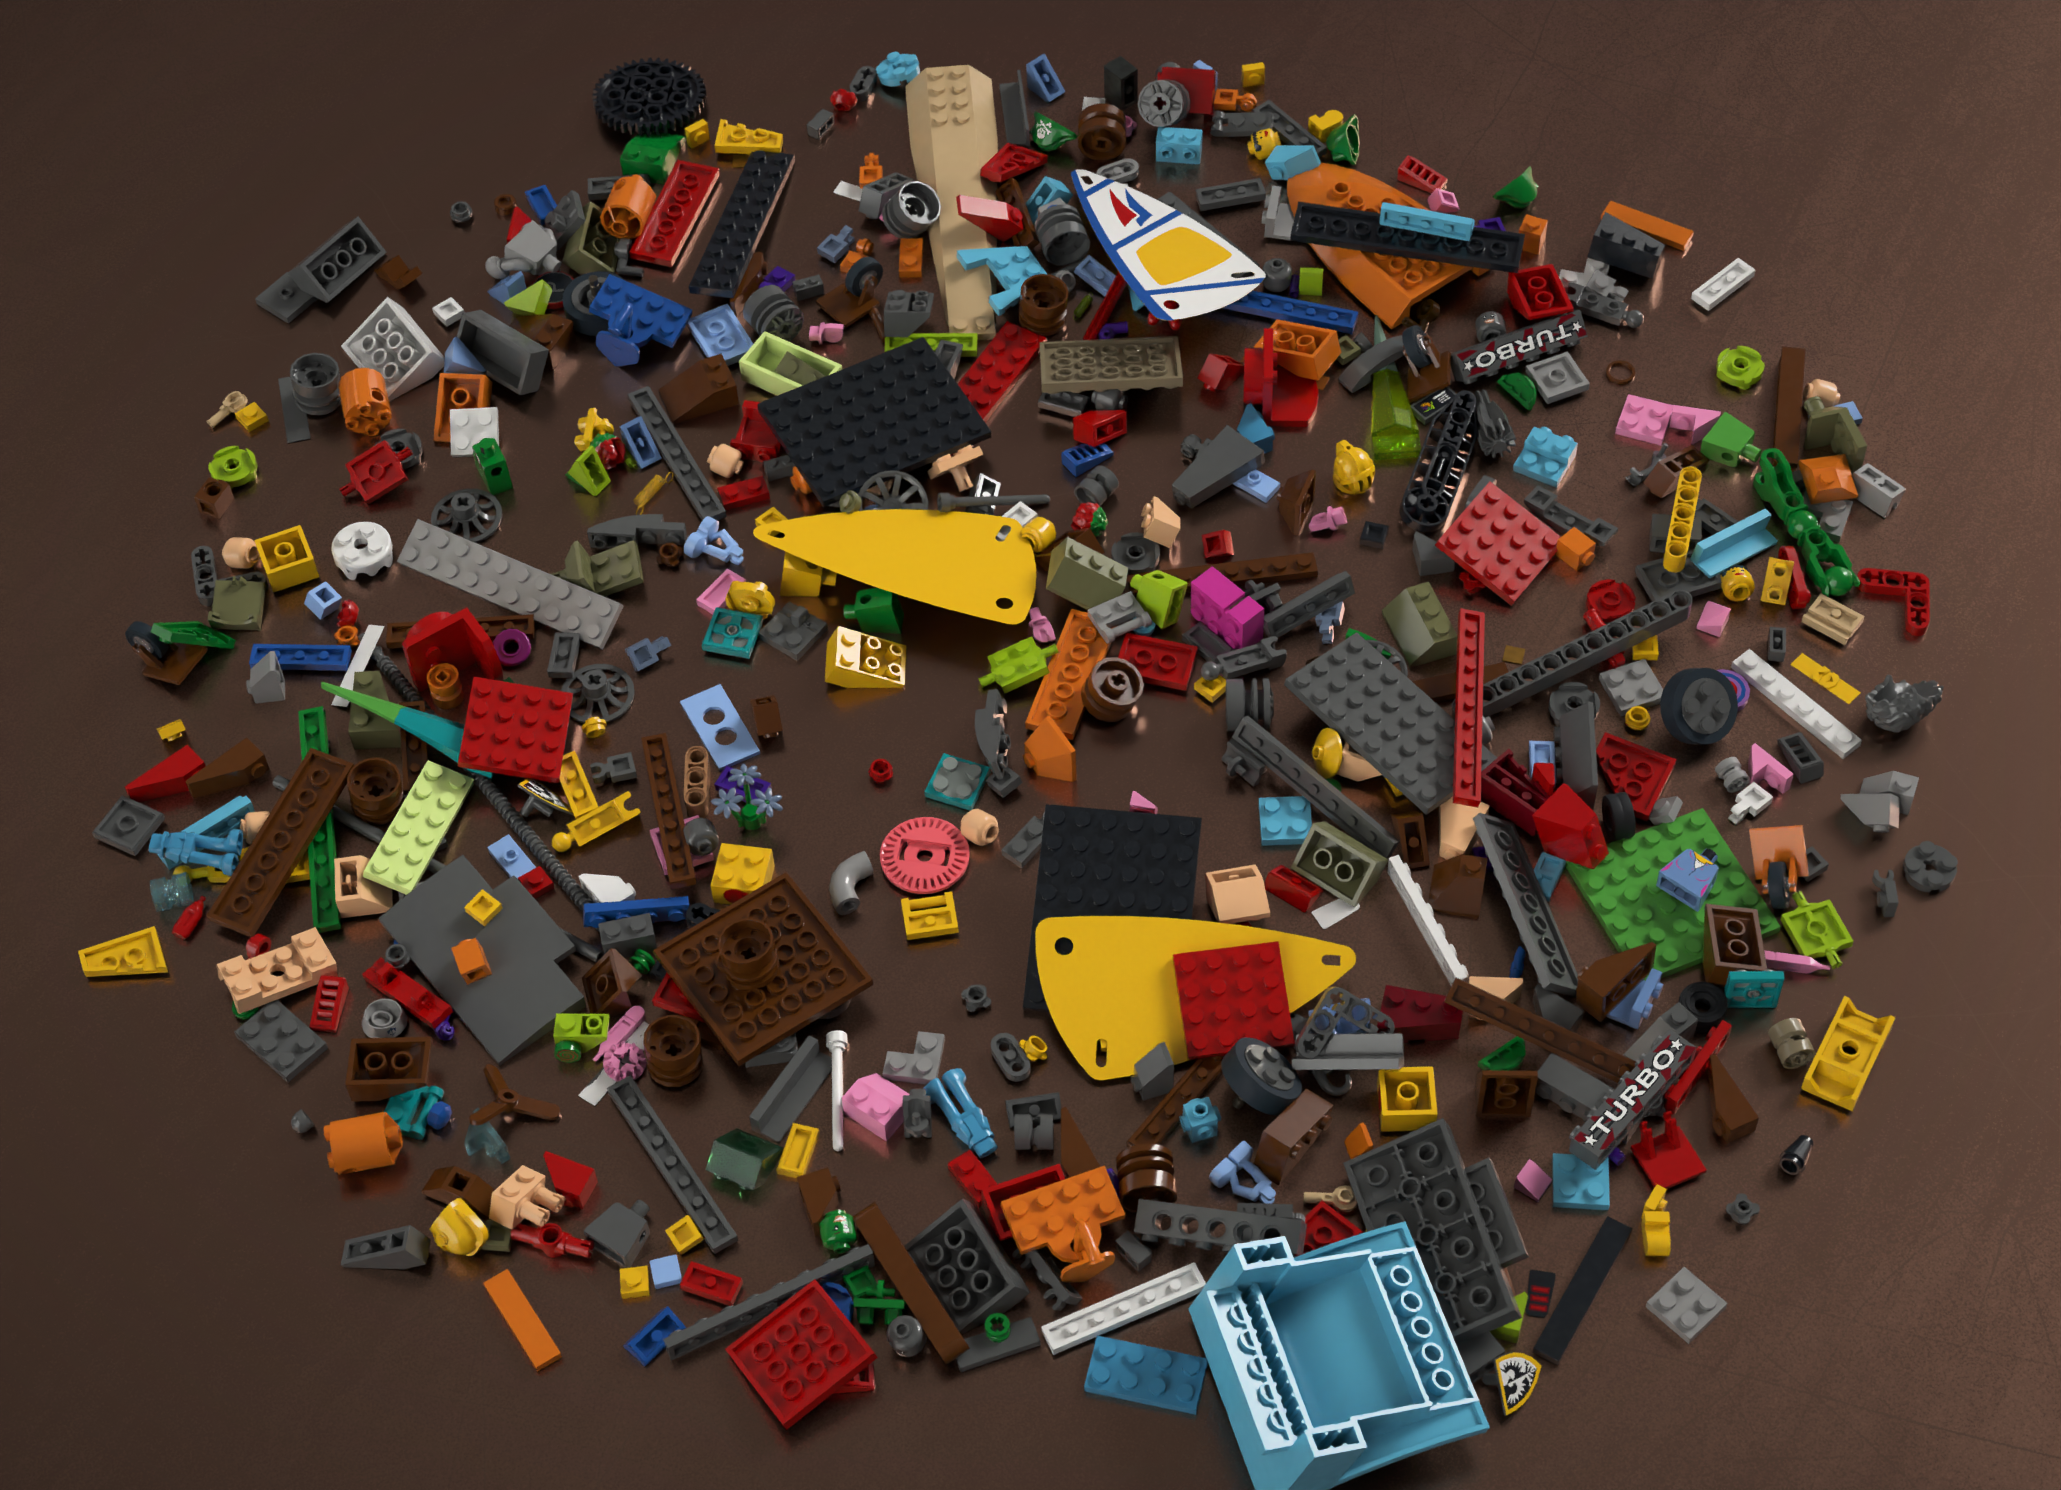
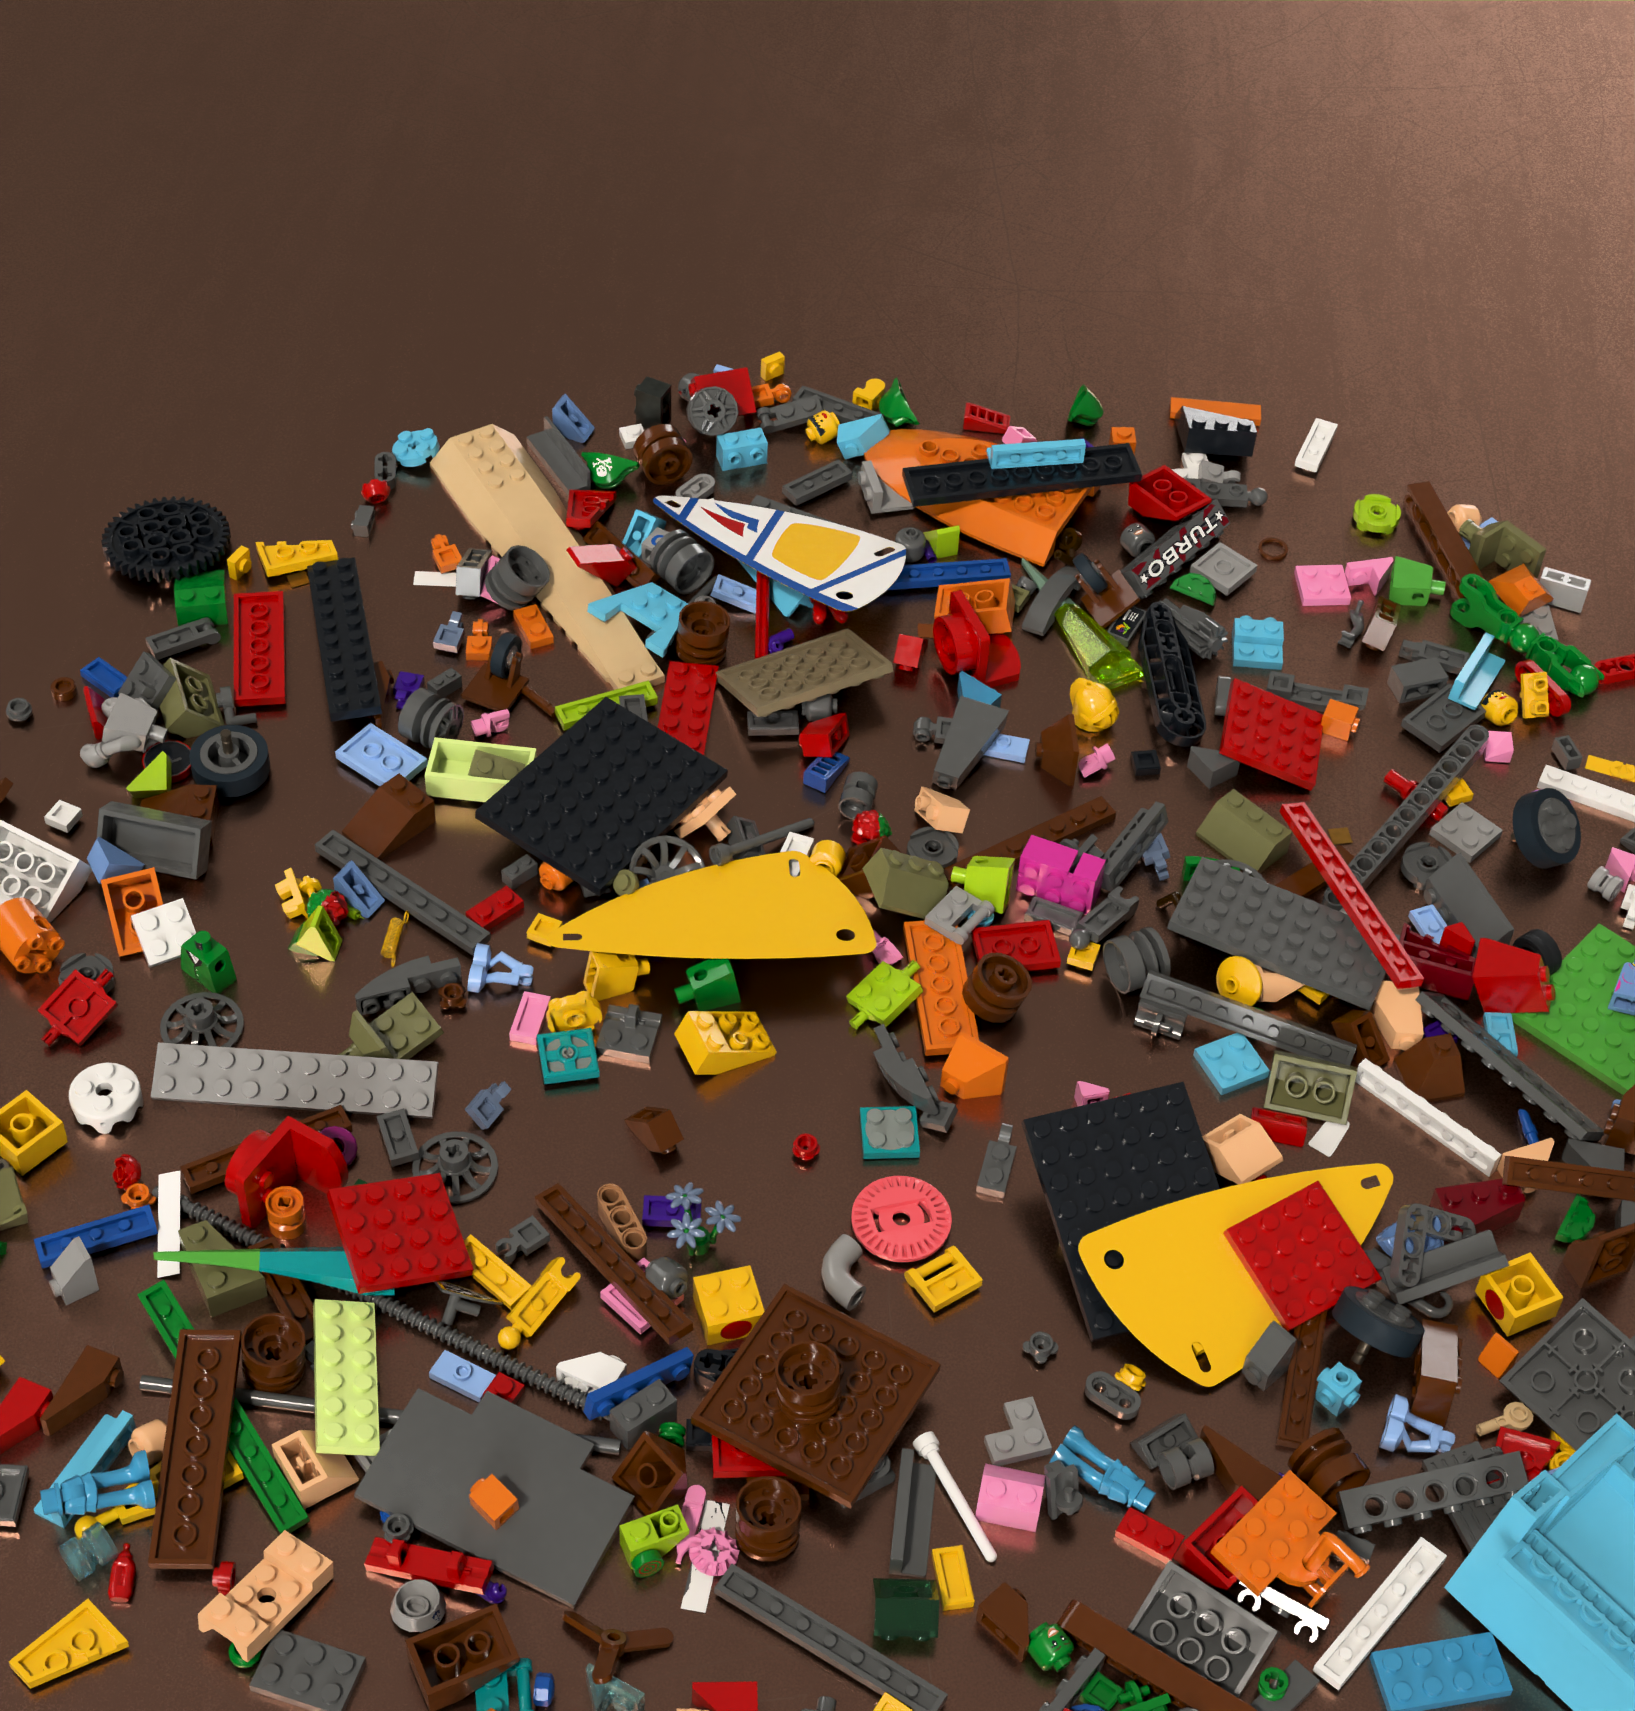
camera: 30 degrees left, 5 degrees down
(323, 600) = (90, 1165): light blue plate -> none
(334, 988) = (337, 1592): red slope -> none
(483, 907) = (476, 1438): yellow plate -> none
(508, 287) = (119, 773): medium blue slope -> none
(594, 727) = (475, 1202): yellow plate -> none
(628, 207) = (212, 654): orange cylinder -> none
(635, 314) = (287, 759): blue plate -> none
(722, 755) = (586, 1130): light blue piece -> none
(725, 460) = (459, 881): light nougat head -> none
(755, 437) = (477, 846): red panel -> none
(906, 312) = (569, 679): dark grey slope -> none
(979, 827) = (942, 1170): light nougat head -> none
(1083, 305) = (735, 626): lime piece -> none
(1217, 544) = (1005, 816): red slope -> none
(1471, 583) = (1262, 780): red plate -> none
(1611, 599) = (1396, 755): red tile -> none
(1635, 771) = (1525, 906): red plate -> none
(1640, 713) = (1489, 859): yellow plate -> none
(1665, 810) = (1570, 935): light grey plate -> none
(1682, 519) = (1426, 662): yellow beam -> none
(1832, 619) = (1599, 715): tan plate -> none

